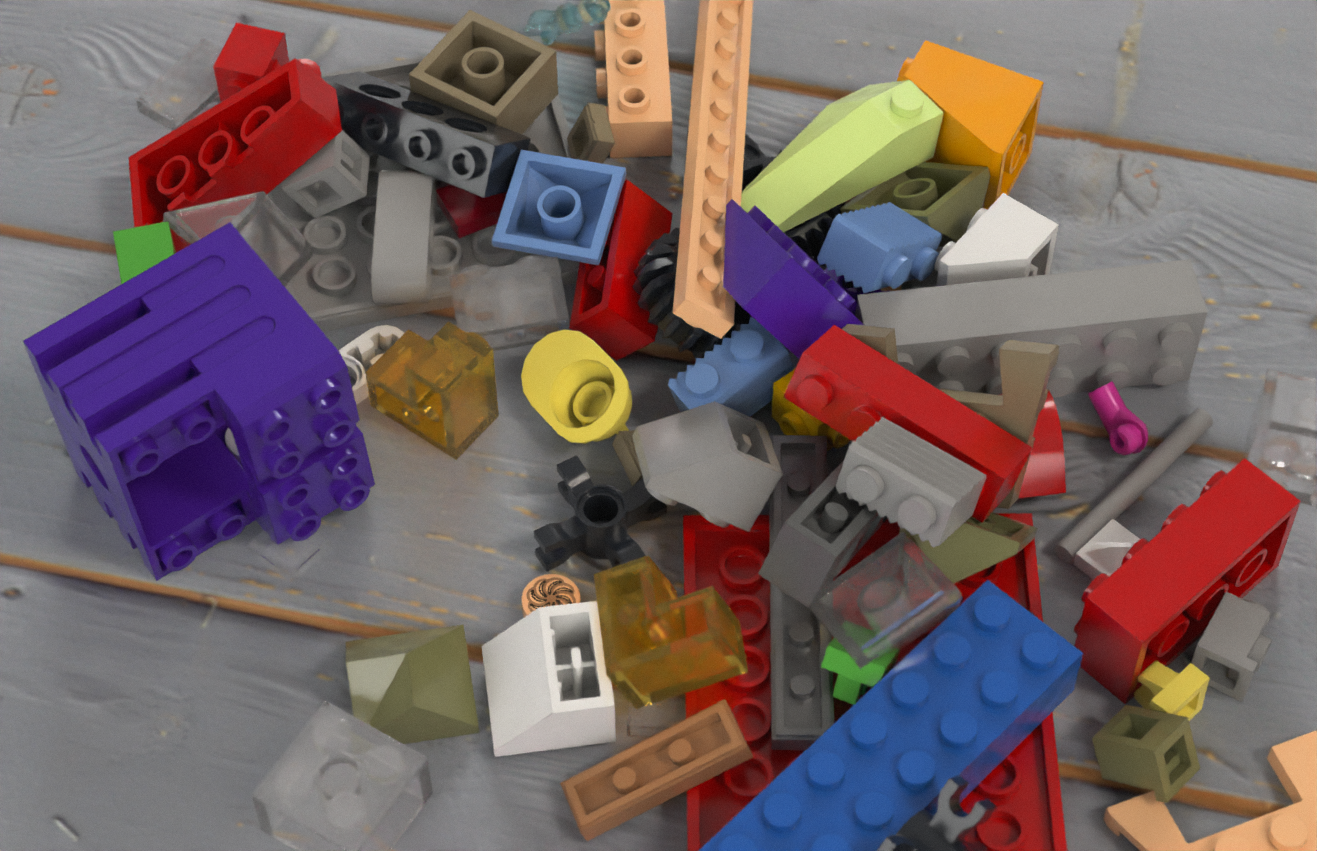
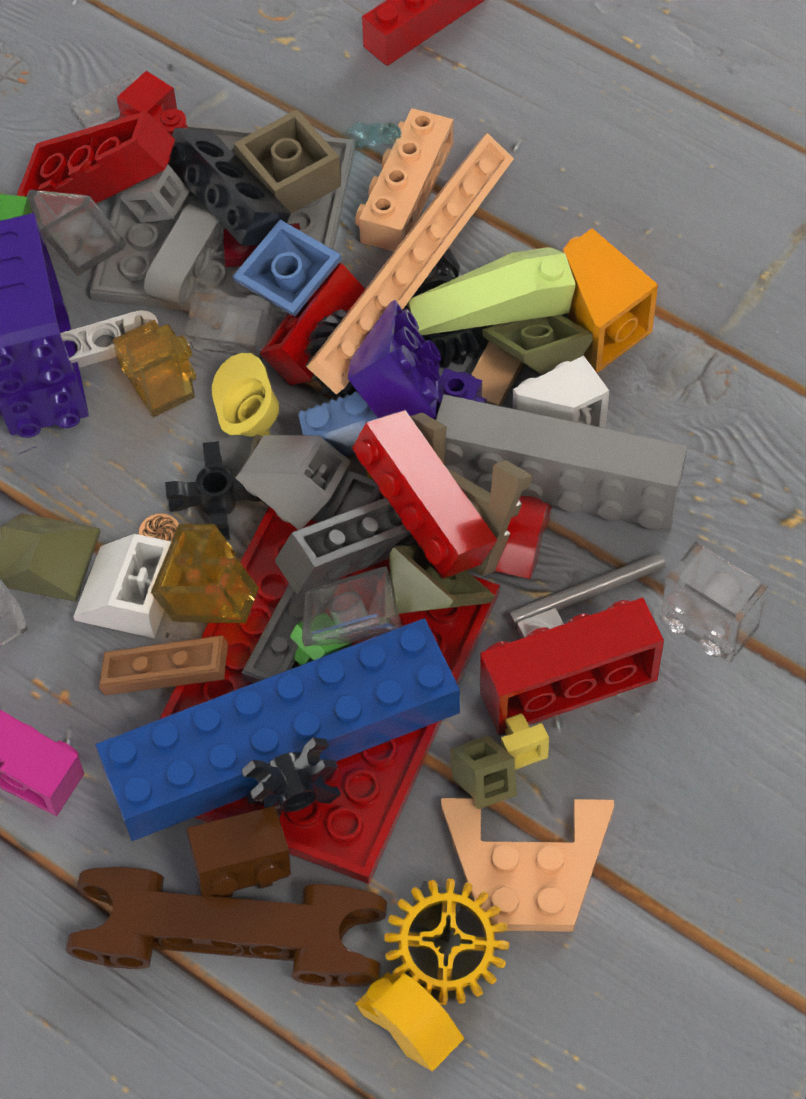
camera: 25 degrees right, 5 degrees up
(591, 135) = (342, 226): dark tan tile -> none
(880, 247) = (479, 366): medium blue brick -> none
(910, 482) = (393, 534): light grey brick -> none
(1125, 429) = (600, 551): dark pink arm -> none
(1233, 645) = (585, 721): light grey brick -> none

